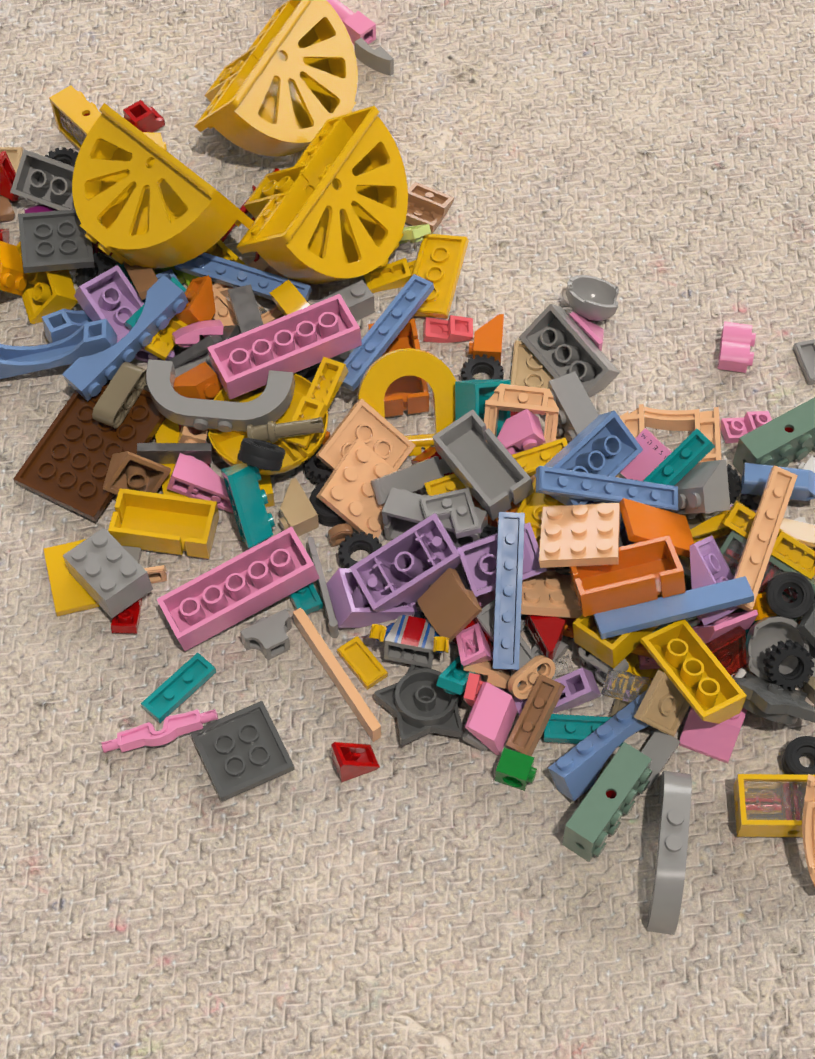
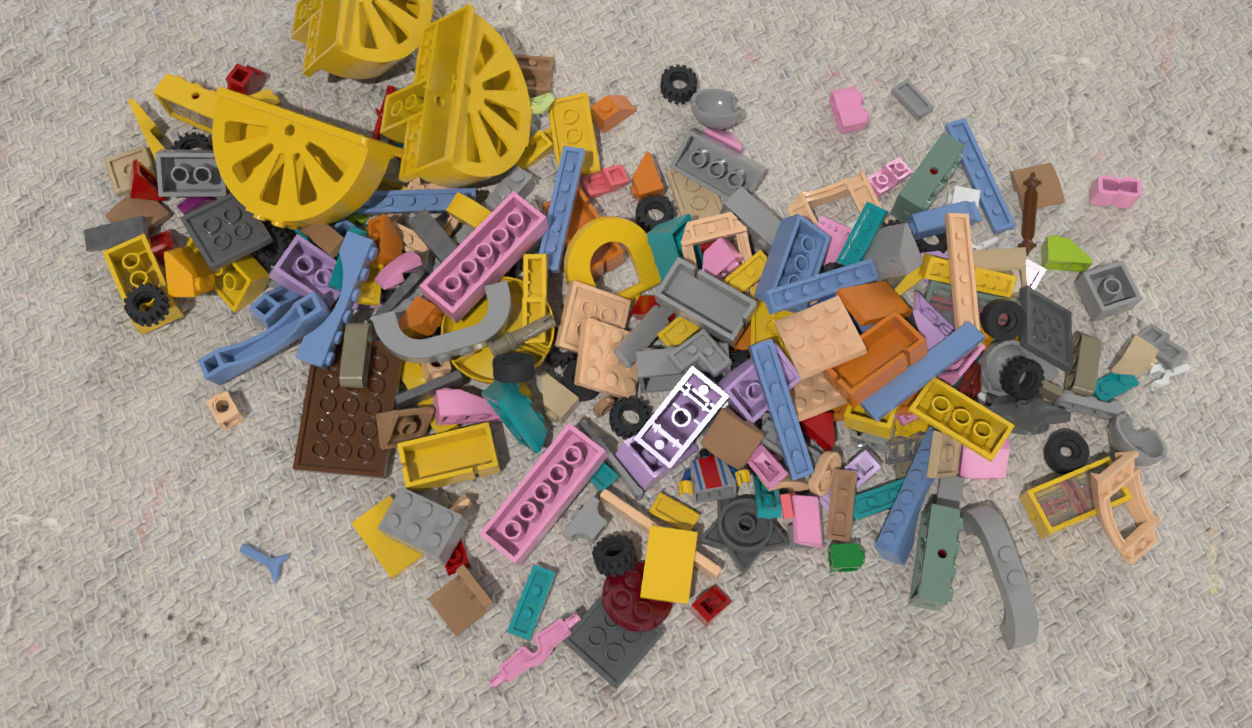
camera: 25 degrees left, 10 degrees up
(32, 134) = (148, 128): none -> yellow slope
(112, 659) = (461, 601): none -> medium nougat bracket
(280, 673) = (614, 555): none -> black tyre
(284, 721) = (625, 607): none -> dark red tile
(328, 700) = (669, 565): none -> yellow tile
(486, 266) = (611, 111): none -> orange slope
(567, 253) = (682, 74): none -> black tyre

